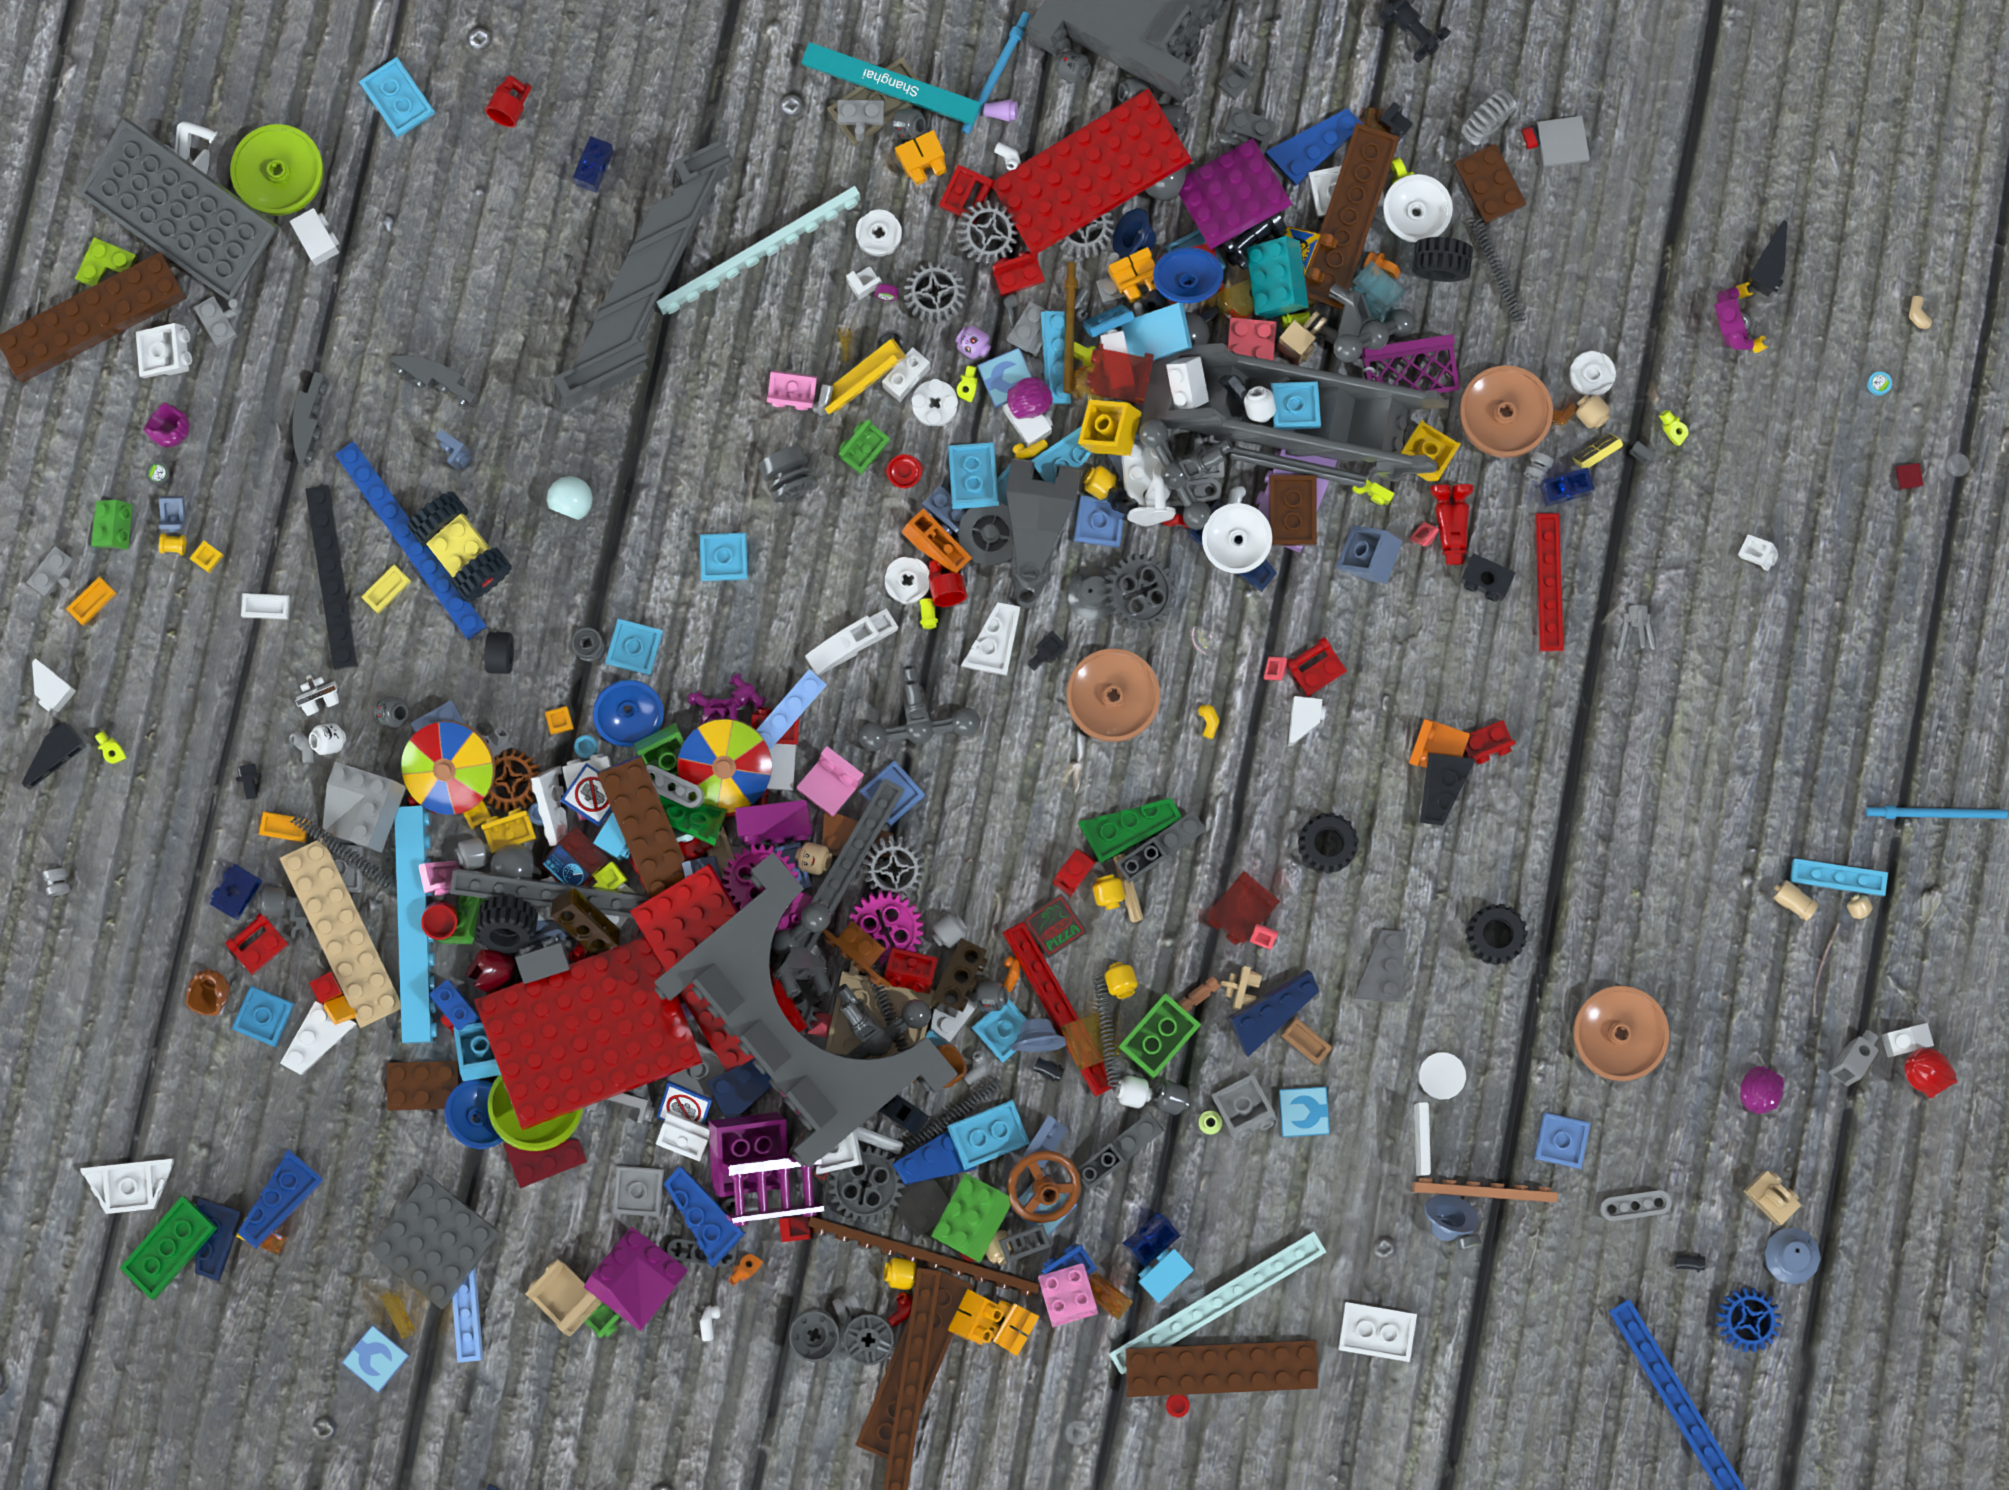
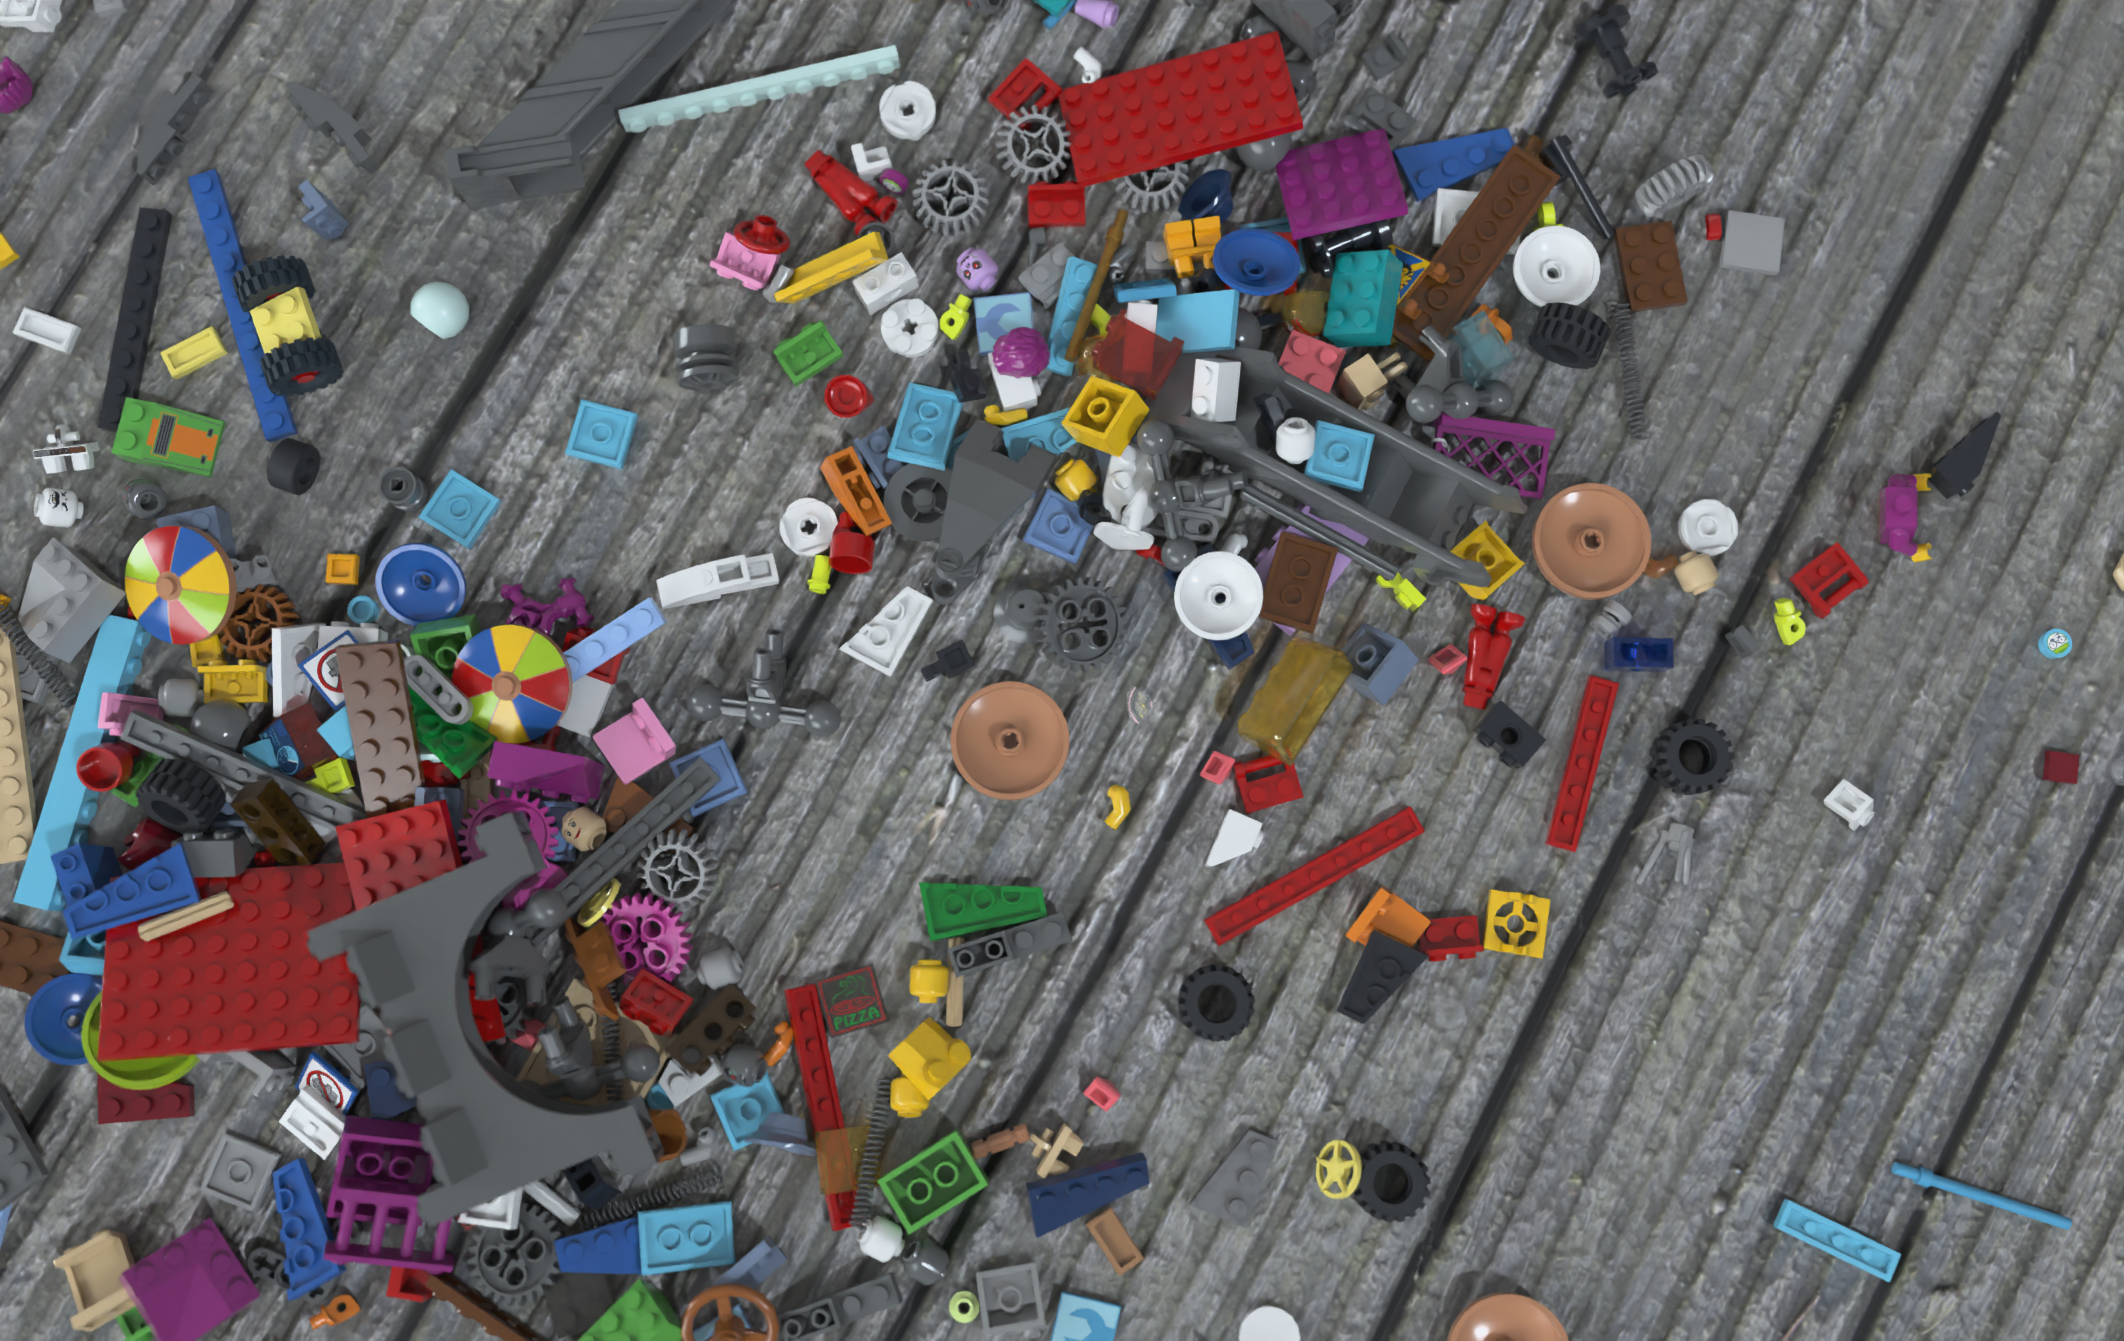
camera: 15 degrees right, 0 degrees up
(301, 741) = (27, 498): light grey arm -> none
(392, 660) = (168, 437): none -> bright green slope
(509, 998) = (144, 892): none -> blue wing
(544, 1008) = (185, 916): none -> tan axle
(550, 874) = (261, 752): none -> medium azure tile
(800, 362) = (763, 230): none -> red piece
(844, 910) = (598, 904): none -> light yellow wheel
(845, 343) = (828, 223): clear yellow hand -> none
(854, 311) = (849, 191): none -> red piece
(915, 164) = (977, 44): light orange hips -> none
(991, 431) = (966, 381): none -> black plate
(1048, 1069) = (787, 1177): black pin -> none
(1074, 872) = (896, 941): red torso -> none
(1128, 947) = (930, 1057): none -> yellow slope
(1241, 909) = (1085, 1051): clear red panel -> none
(1300, 318) = (1377, 356): neon yellow pin -> none
(1317, 598) = (1294, 698): none -> clear yellow windscreen
(1373, 727) = (1314, 876): none -> red tile
(1419, 139) = (1582, 187): none -> black bar
(1455, 936) = (1338, 1169): none -> light yellow wheel
(1547, 698) = (1537, 904): none -> yellow piece
(1597, 451) = (1688, 622): light yellow tile -> none
(1637, 535) = (1712, 746): none -> black tyre
(1689, 381) = (1823, 572): none -> red plate
(1792, 898) = (1773, 1251): tan piece -> none
(1859, 906) = (1851, 1283): tan piece -> none

